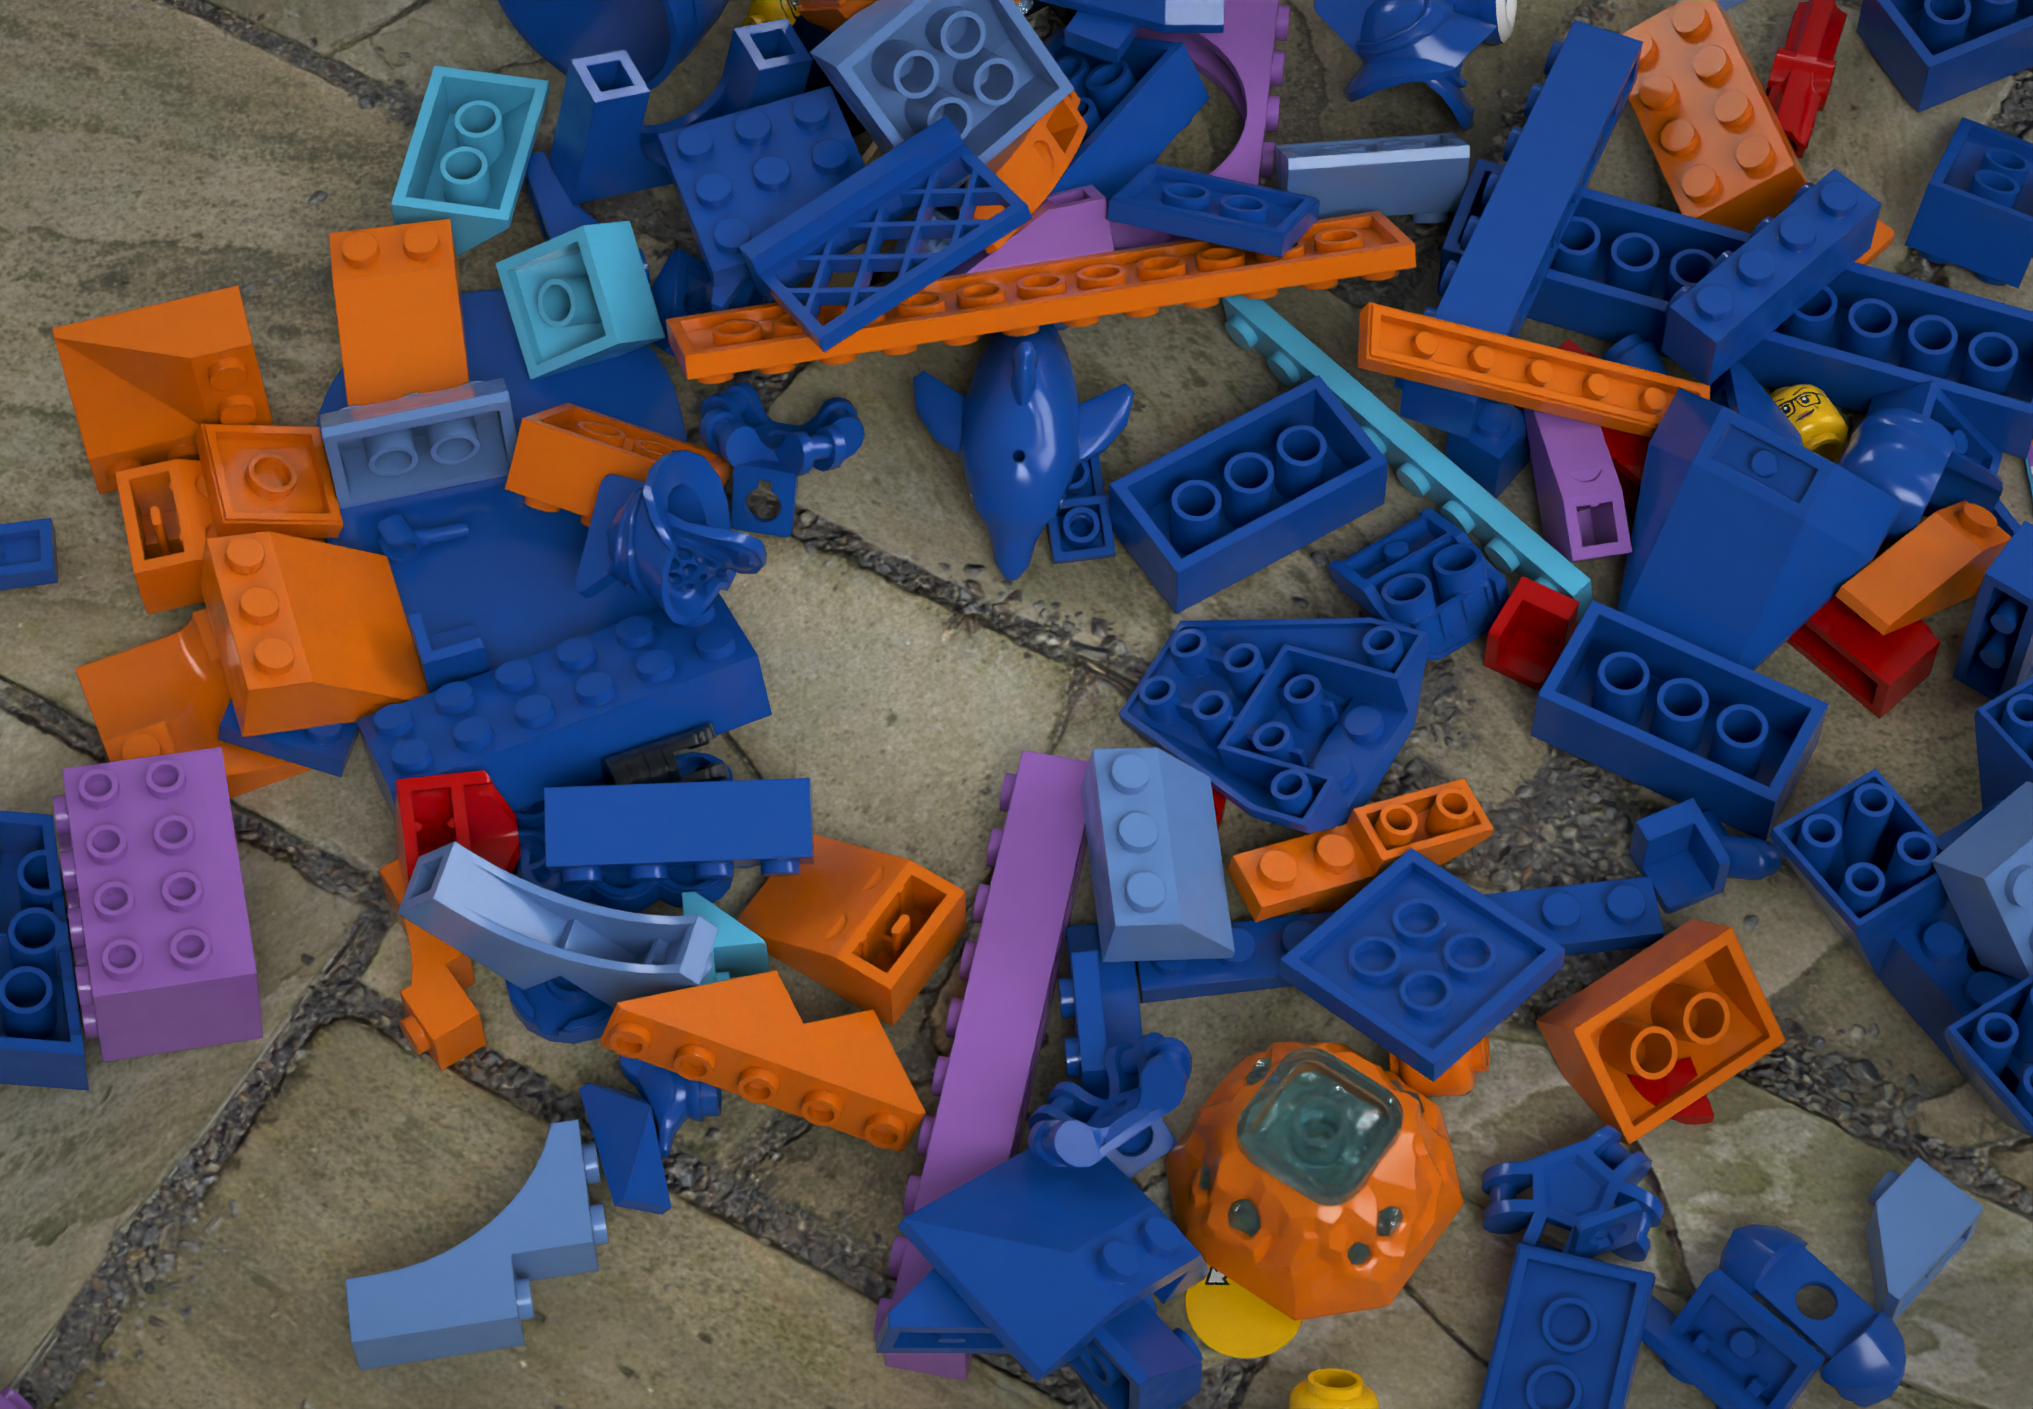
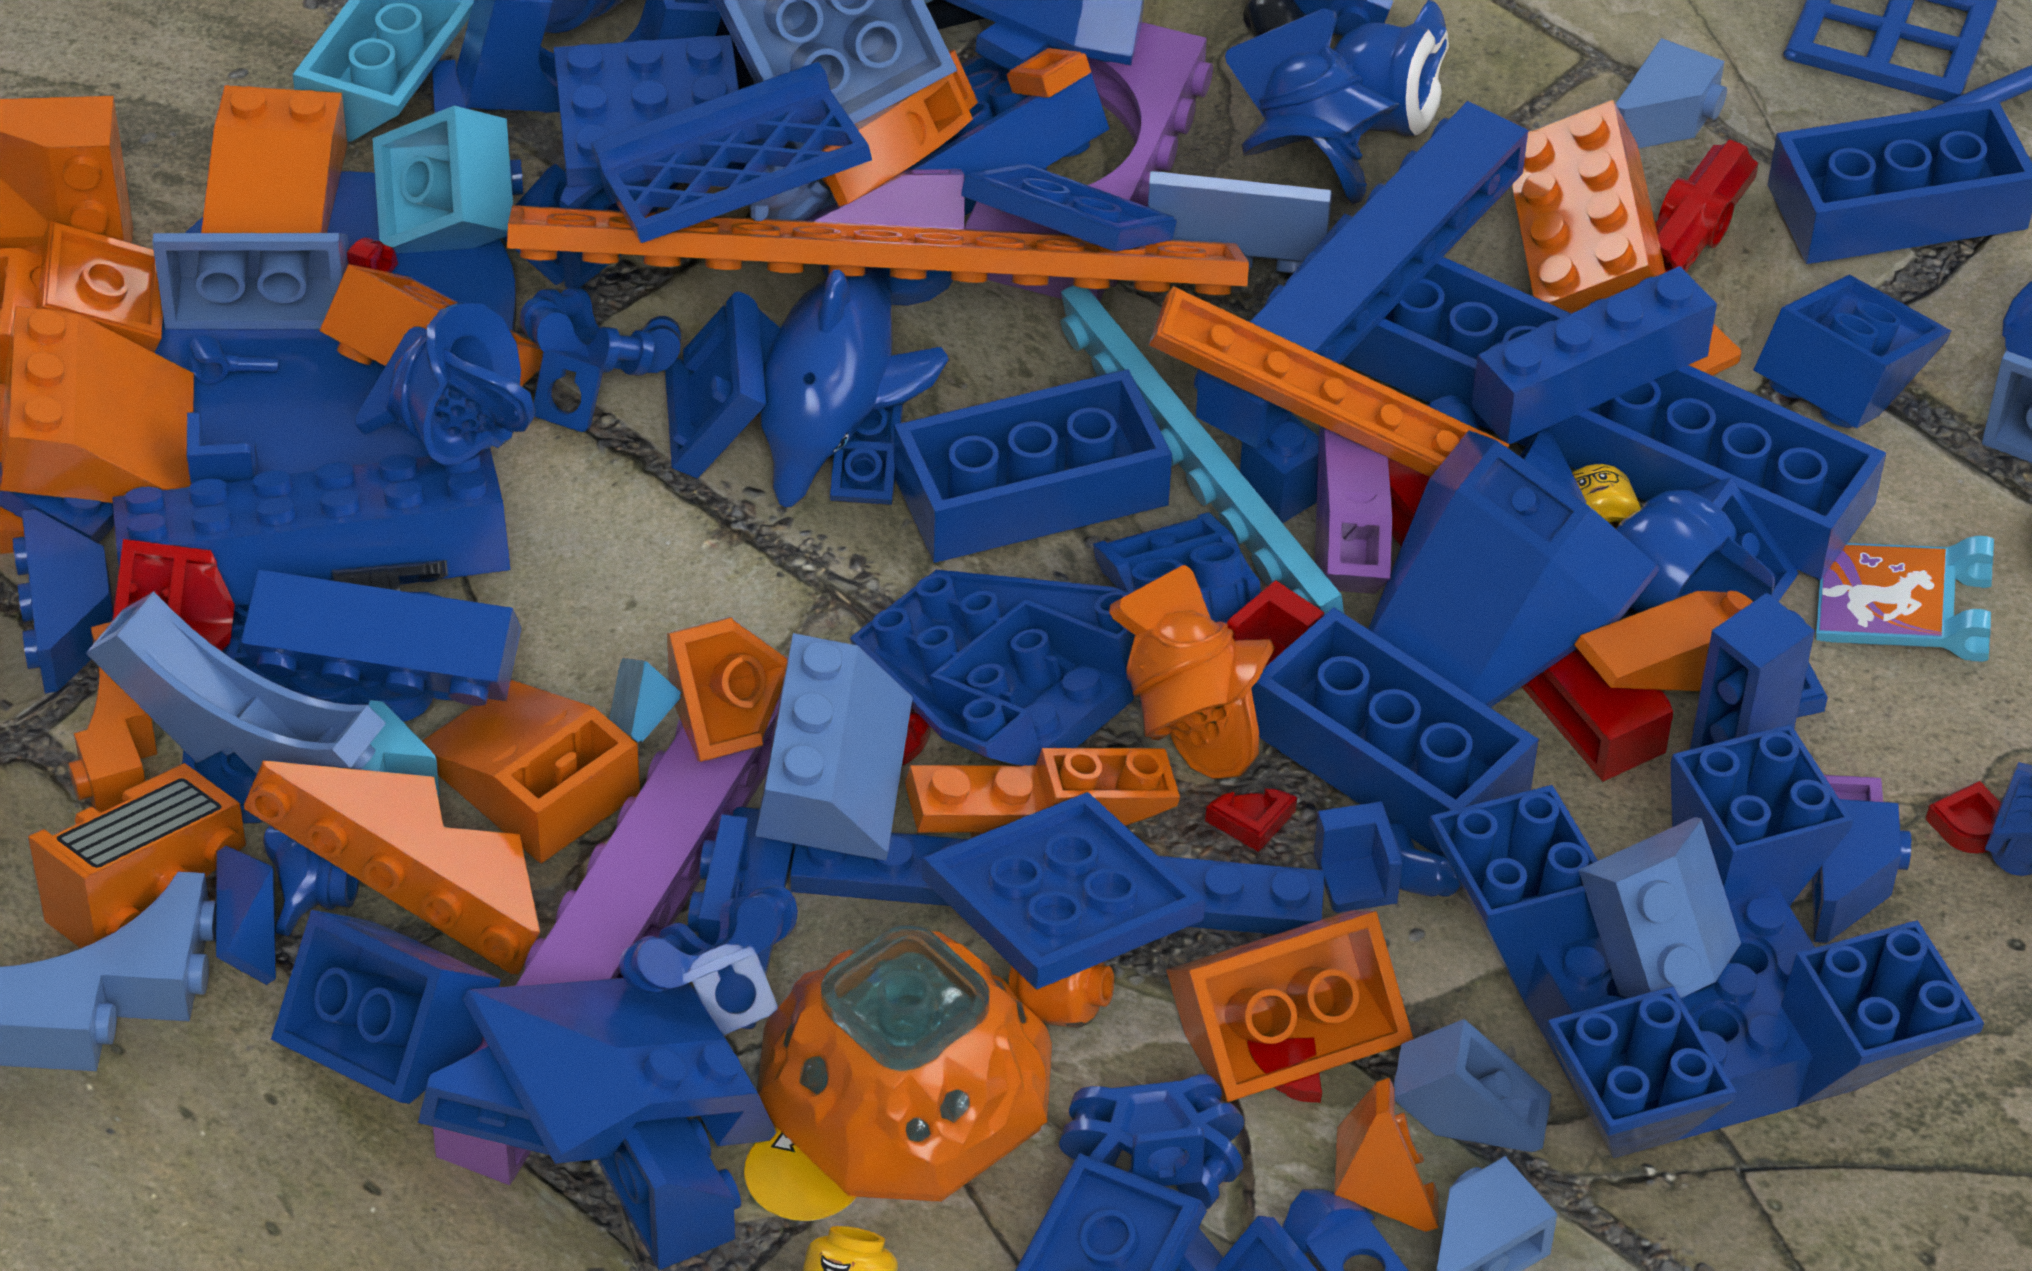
camera: 10 degrees right, 10 degrees down
(334, 832) = (64, 596): none -> blue slope
(502, 1114) = (125, 857): none -> orange wedge
(528, 396) = (372, 255): none -> red tile
(797, 1228) = (377, 1005): none -> blue slope
(915, 469) = (715, 386): none -> blue container
(948, 841) = (641, 698): none -> dark azure slope
(1031, 815) = (725, 685): none -> orange slope
(1147, 59) = (1048, 72): none -> orange tile
(1479, 699) = (1190, 667): none -> orange helmet
(1560, 827) = (1253, 816): none -> red tile
(1798, 1184) = (1379, 1162): none -> orange slope
(1856, 1086) = (1470, 1090): none -> medium blue slope

